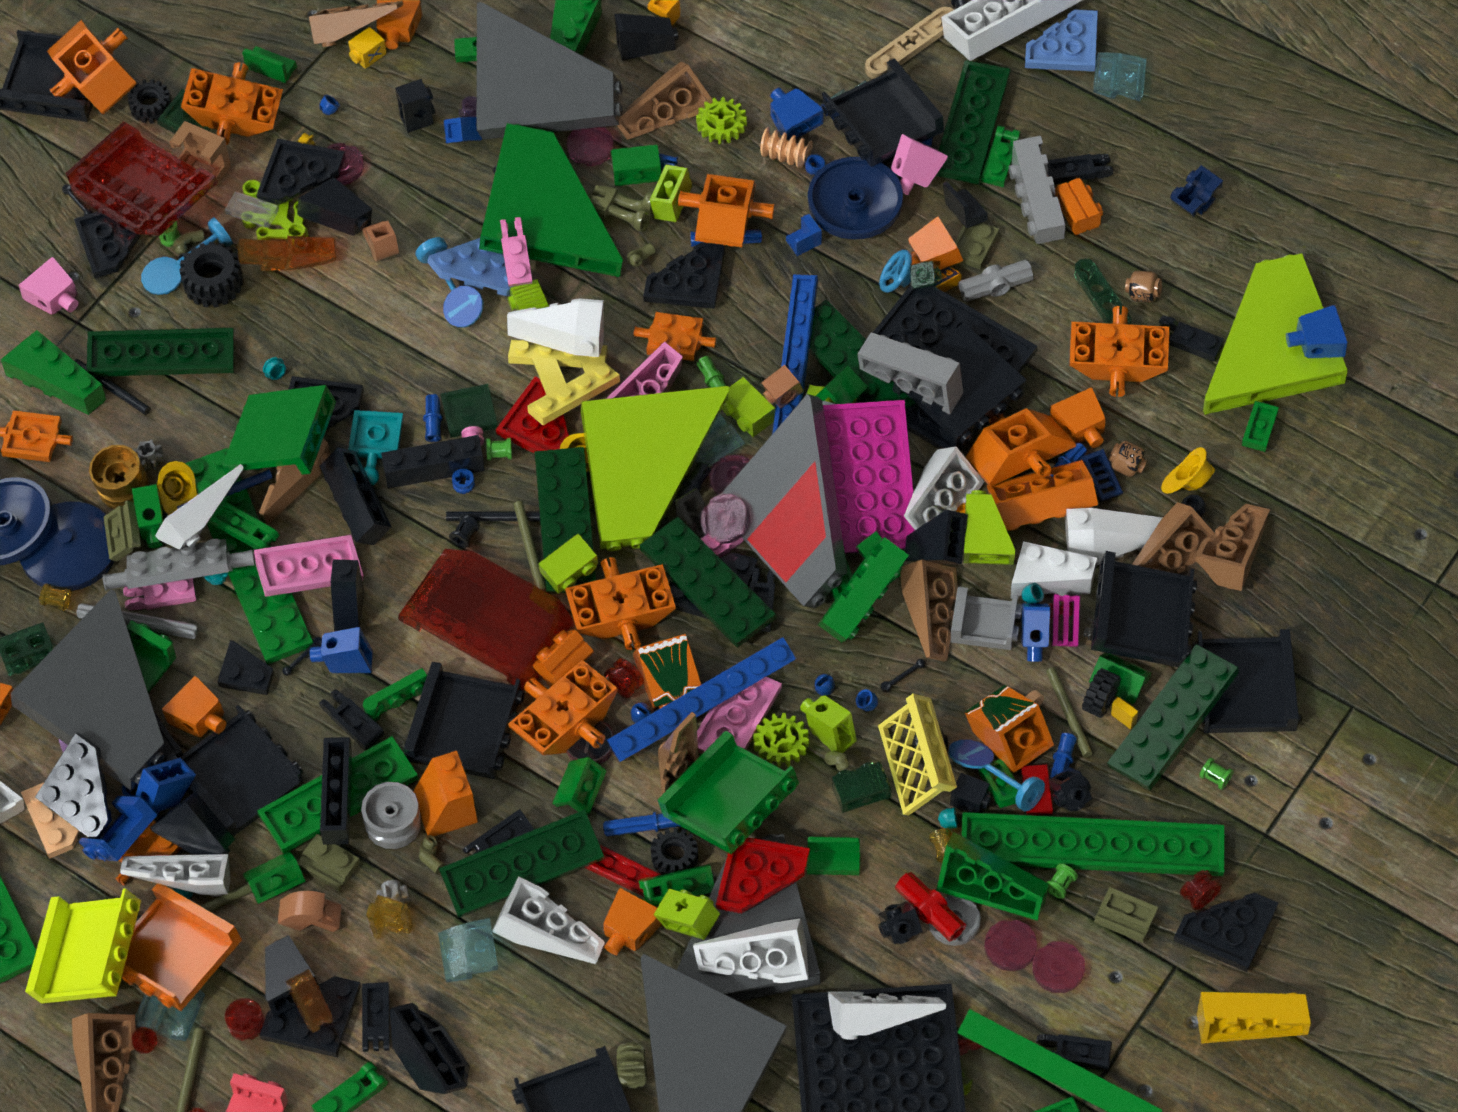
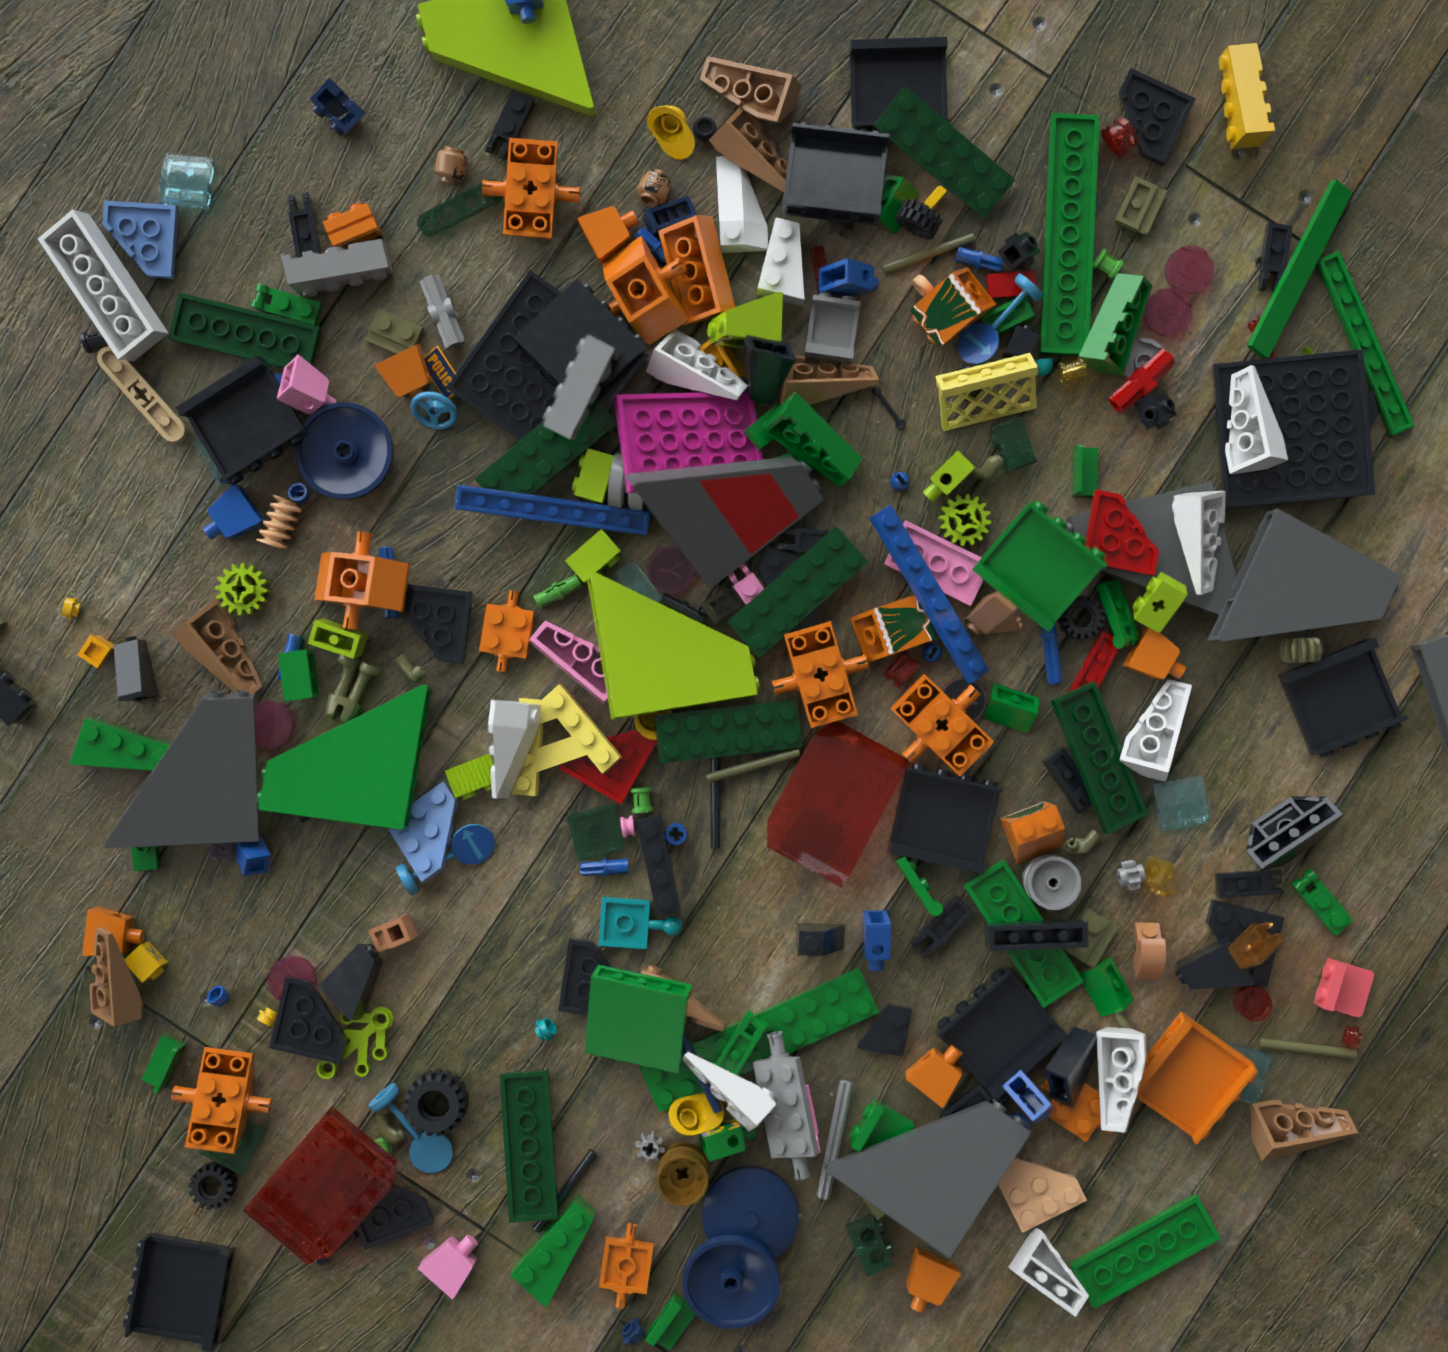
camera: 90 degrees left, 30 degrees up
(55, 597) = (811, 1222): clear yellow bush -> none
(78, 788) = (1035, 1179): plate -> none
(83, 949) = (1195, 1157): neon yellow panel -> none
(91, 66) = (176, 1254): orange slope -> none
(121, 531) = (746, 1165): olive plate -> none
(124, 831) = (1074, 1135): blue panel -> none
(144, 1040) = (1274, 1092): clear red plate -> none
(203, 147) = (277, 1139): medium nougat panel -> none
(251, 209) = (353, 1067): clear tile -> none
(287, 670) = (856, 963): black hinge -> none
(291, 254) = (408, 1027): clear orange slope -> none
(302, 564) = (780, 979): bright pink plate -> none
(355, 496) = (700, 938): black brick -> none
(415, 105) = (226, 906): black brick -> none
(464, 531) = (736, 829): black bush -> none
(515, 255) = (425, 792): bright pink hinge -> none
(562, 656) = (881, 728): orange brick -> none
(568, 564) = (785, 725): lime brick -> none
(725, 518) = (732, 574): clear pink tile -> none
(781, 387) = (584, 521): nougat brick -> none
(807, 237) = (387, 503): blue panel -> none
(843, 387) = (589, 462): green panel -> none
(866, 700) = (920, 444): blue hinge -> none
(924, 274) = (445, 380): clear green bracket -> none
(964, 206) = (353, 341): black panel -> none
(1032, 593) = (812, 281): teal hinge -> none
(1066, 599) = (853, 253): dark pink tile -> none
(1216, 773) = (996, 118): bright green bush -> none
(1260, 426) = (614, 59): green plate -> none

